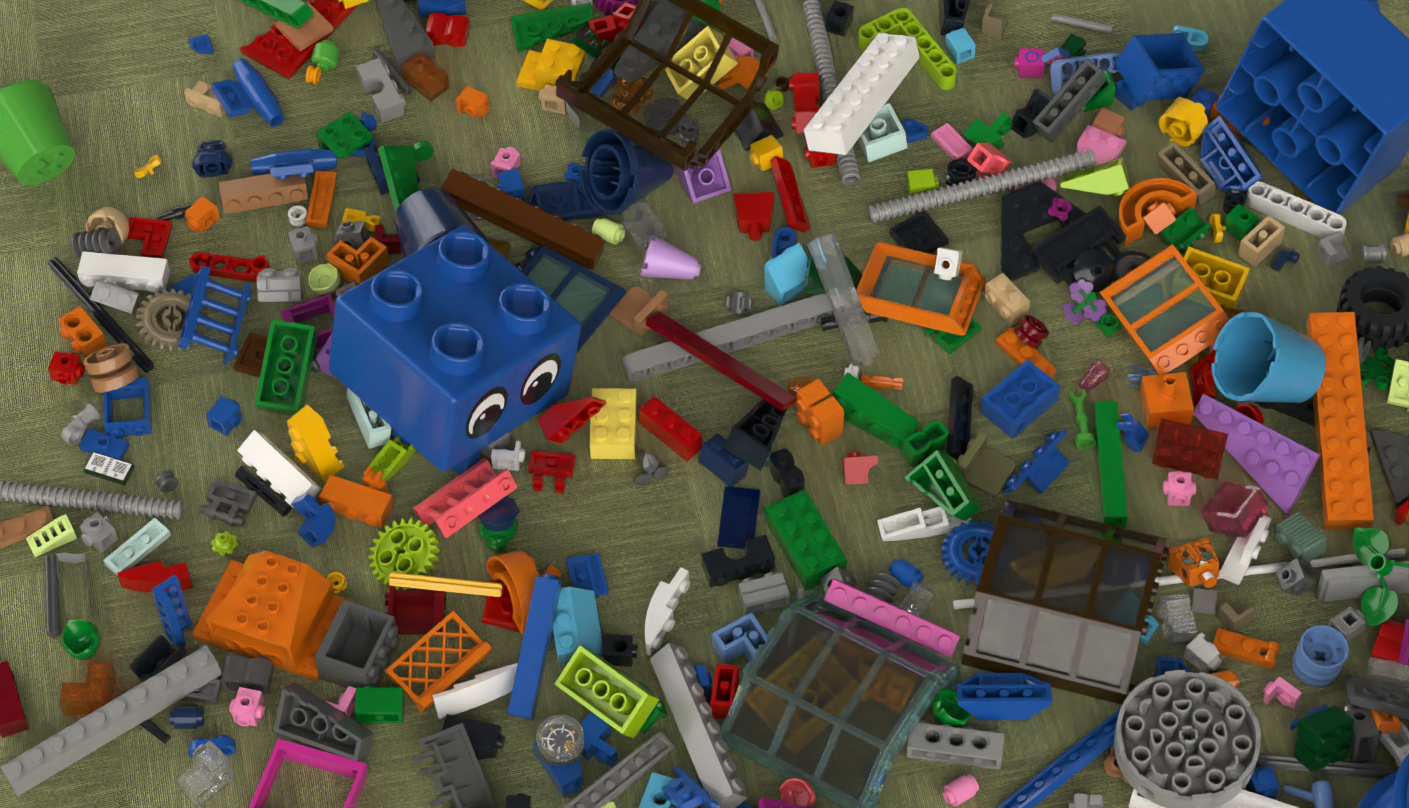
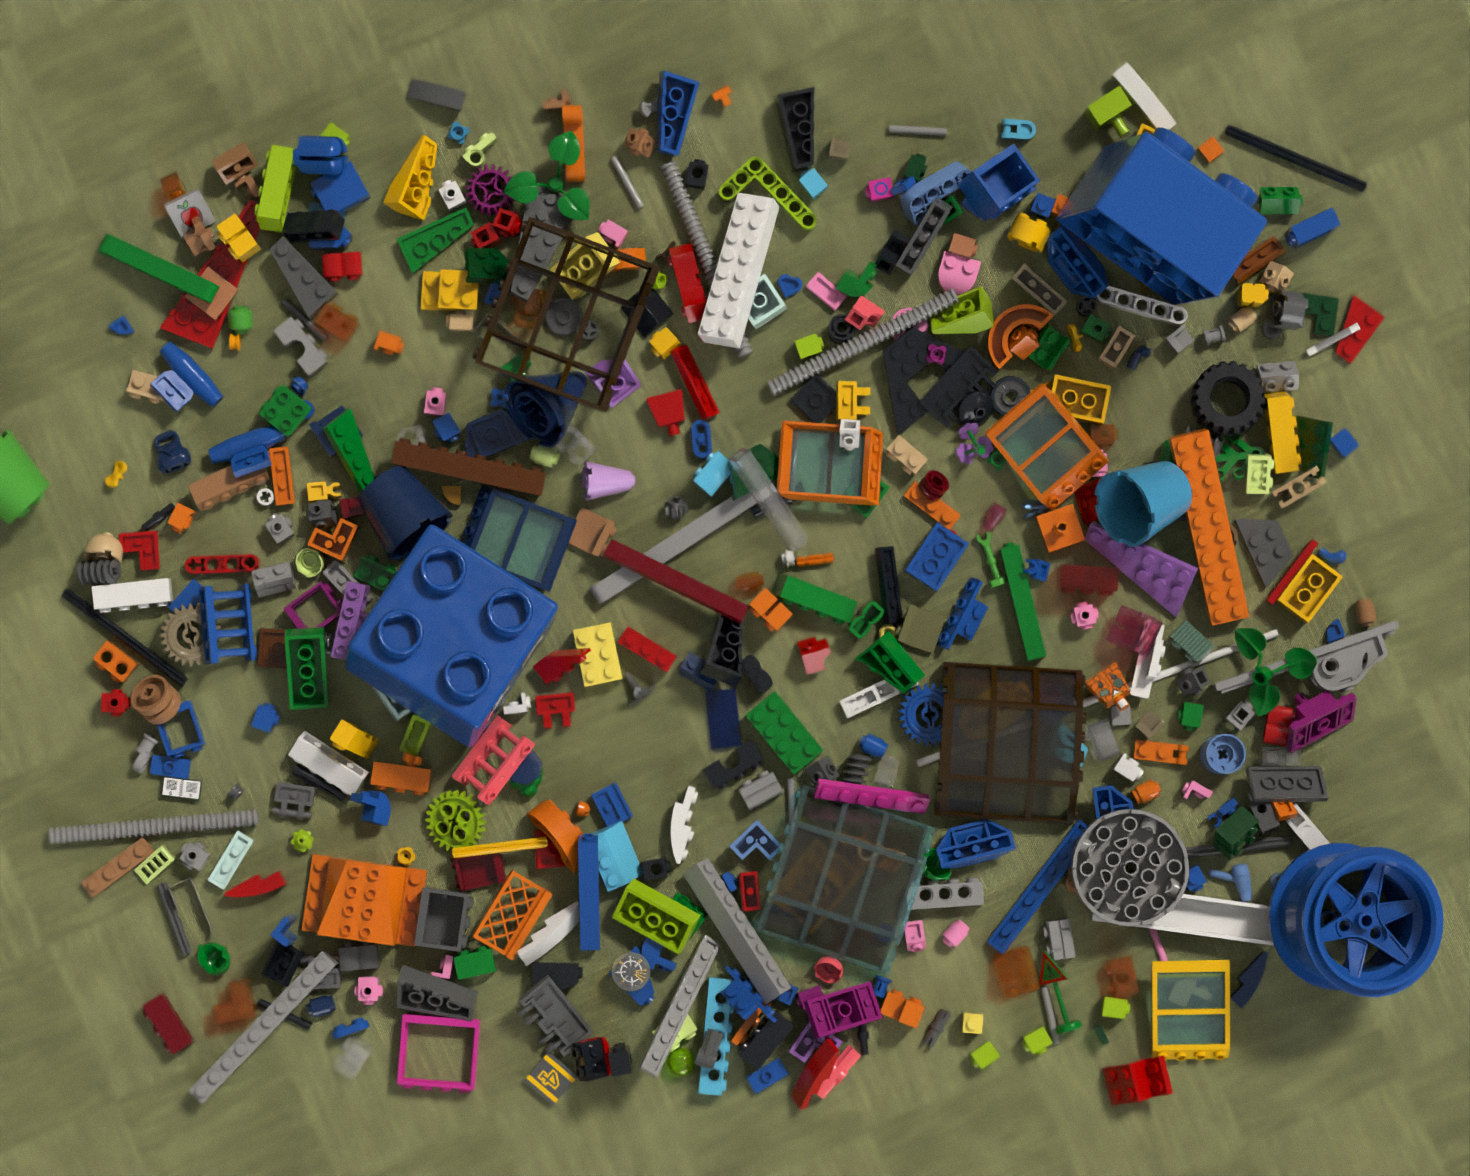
camera: 15 degrees left, 30 degrees up
(114, 296) = (134, 624): light grey brick -> none
(423, 150) = (357, 404): green tile -> none
(910, 784) = (915, 936): none -> bright pink bracket
(952, 234) = (847, 400): none -> yellow plate
(1287, 613) = (1190, 716): none -> green brick

